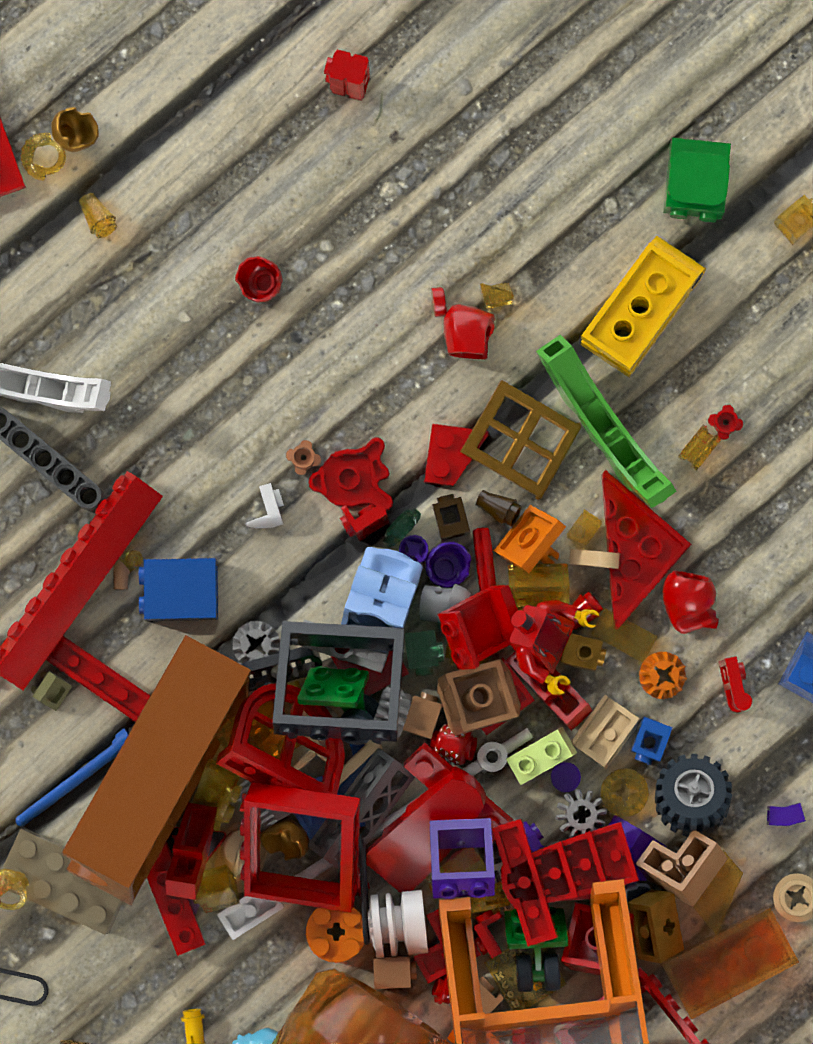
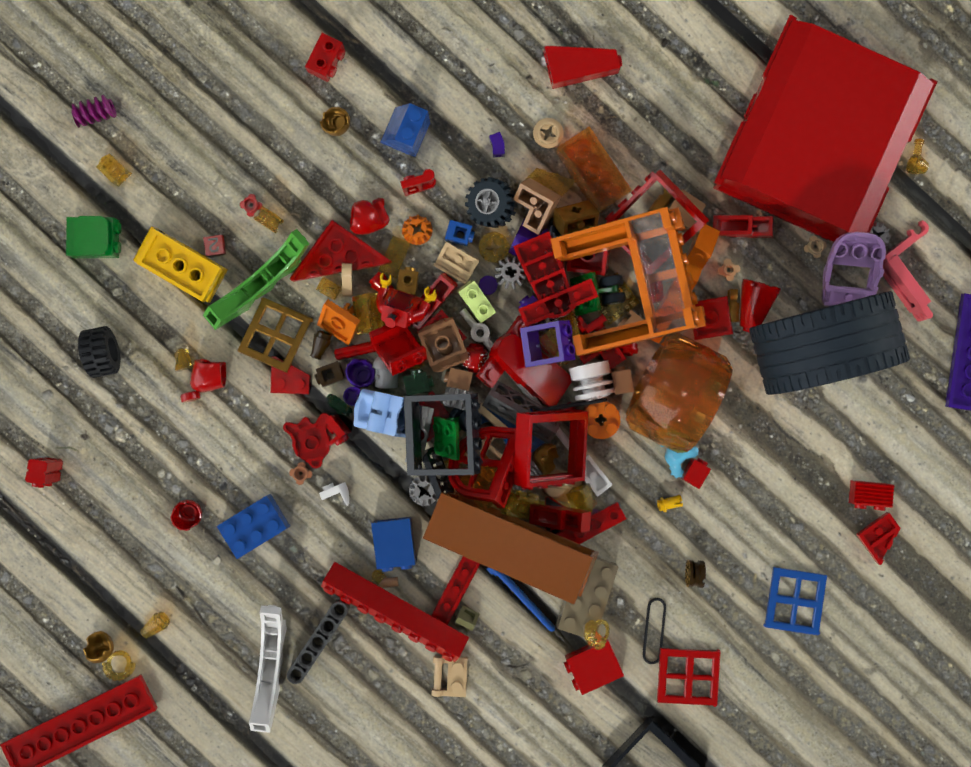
camera: 105 degrees left, 5 degrees up
(230, 378) = (253, 526): none -> blue brick
(520, 174) = (99, 352): none -> black tyre
(668, 360) = (214, 245): none -> red tile

